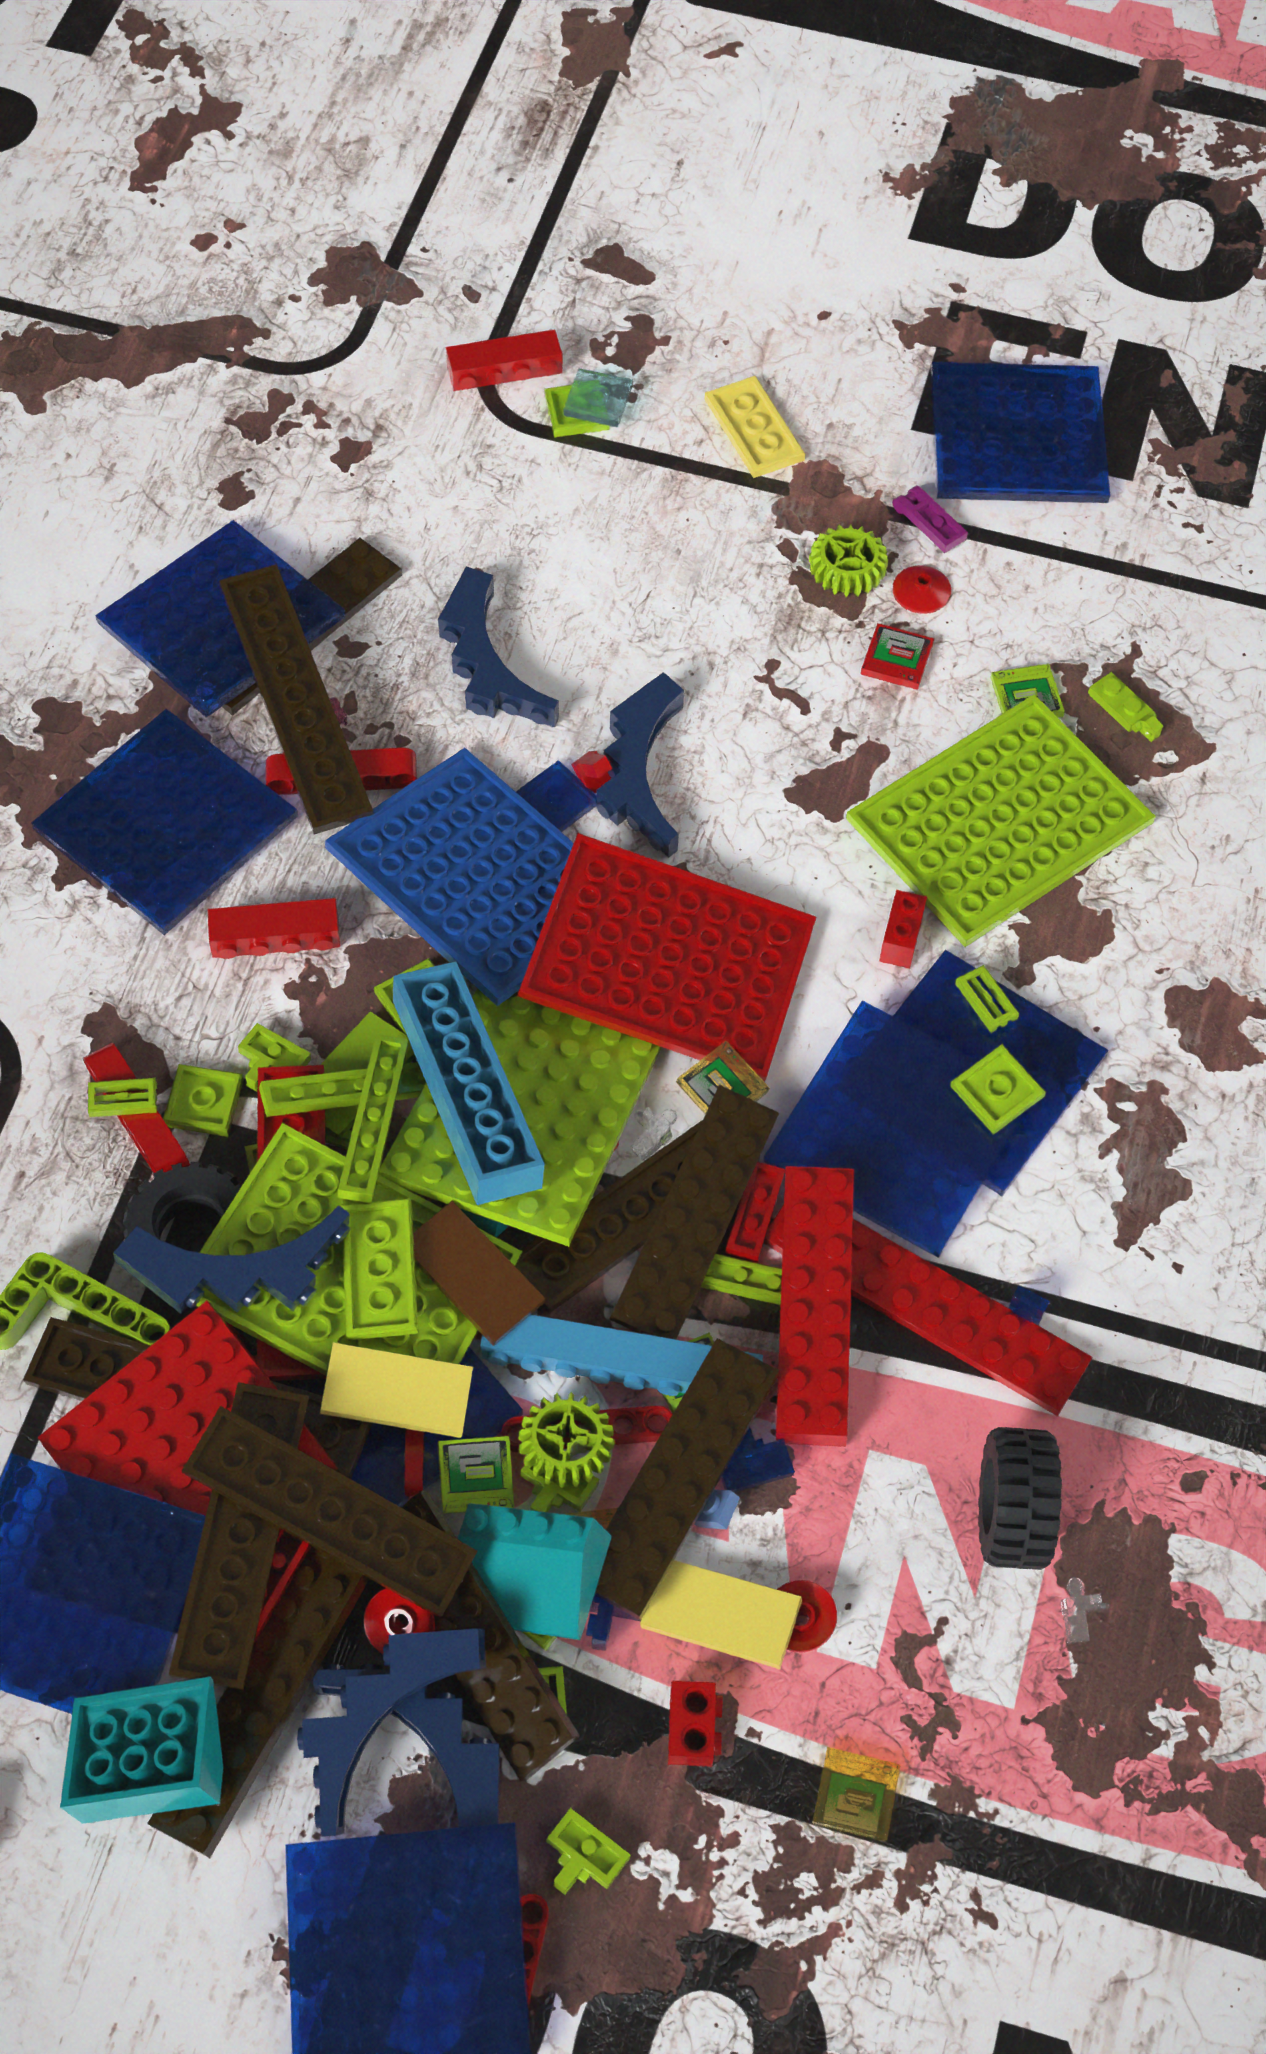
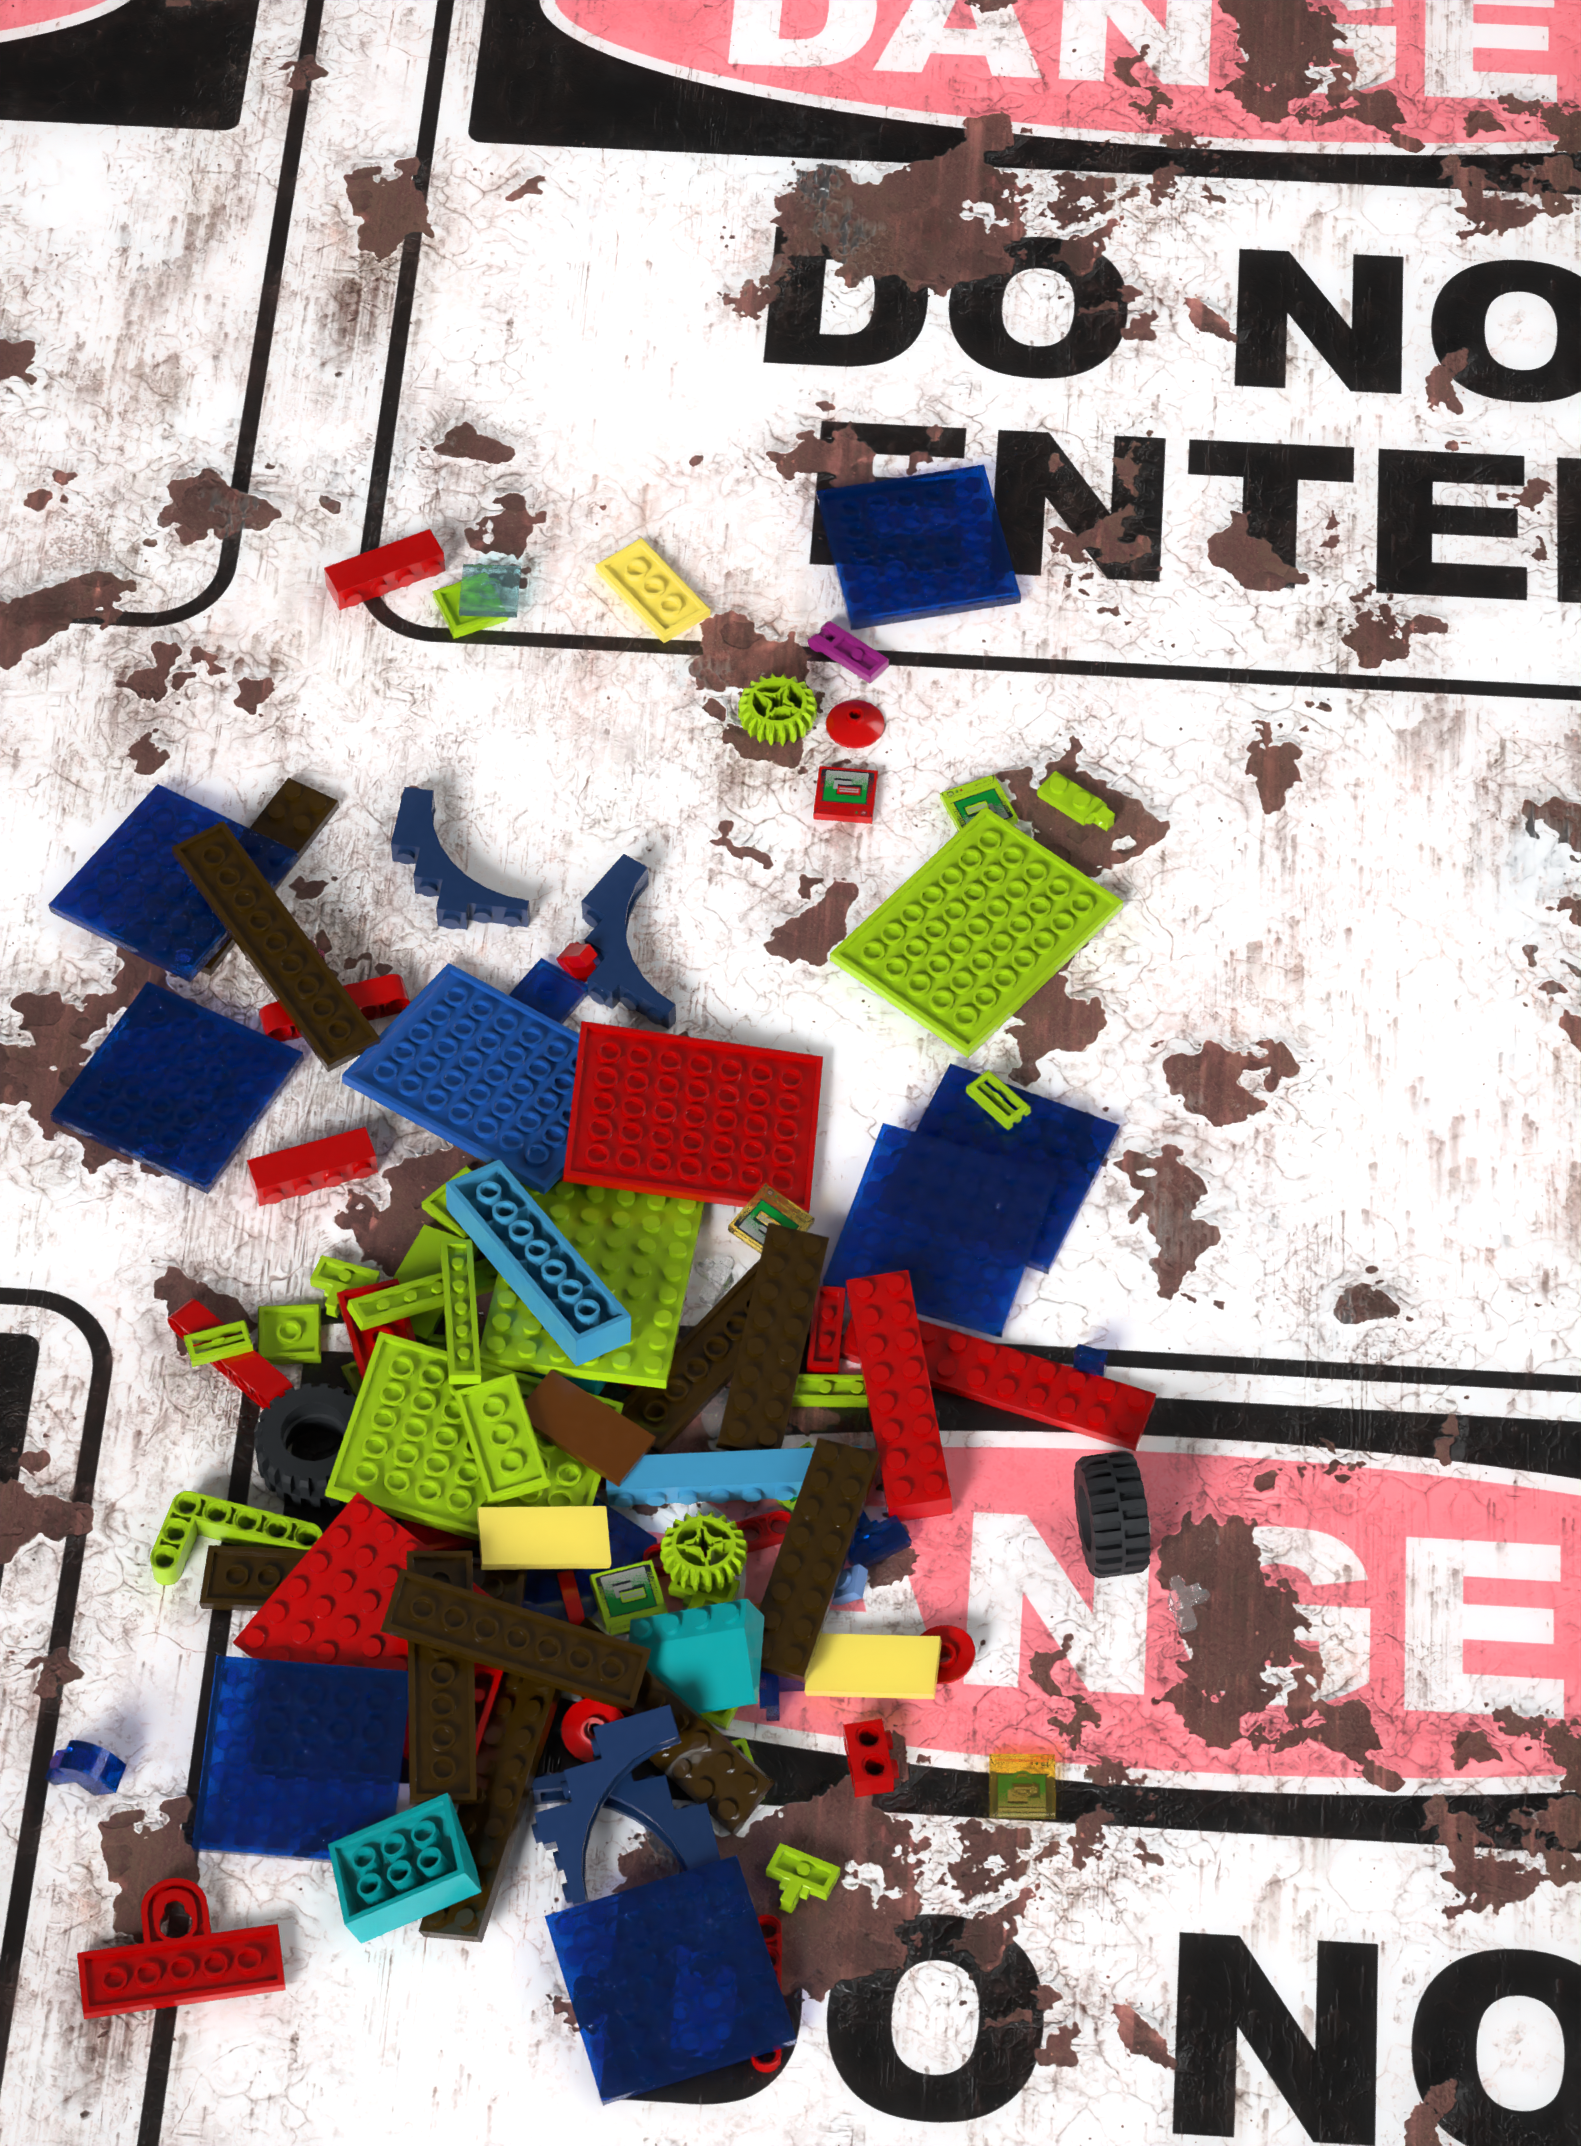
camera: 10 degrees left, 5 degrees down
(234, 1279) = (378, 1469): dark blue arch -> none
(903, 929) = (906, 1052): red brick -> none
(997, 1089) = (1024, 1176): lime tile -> none

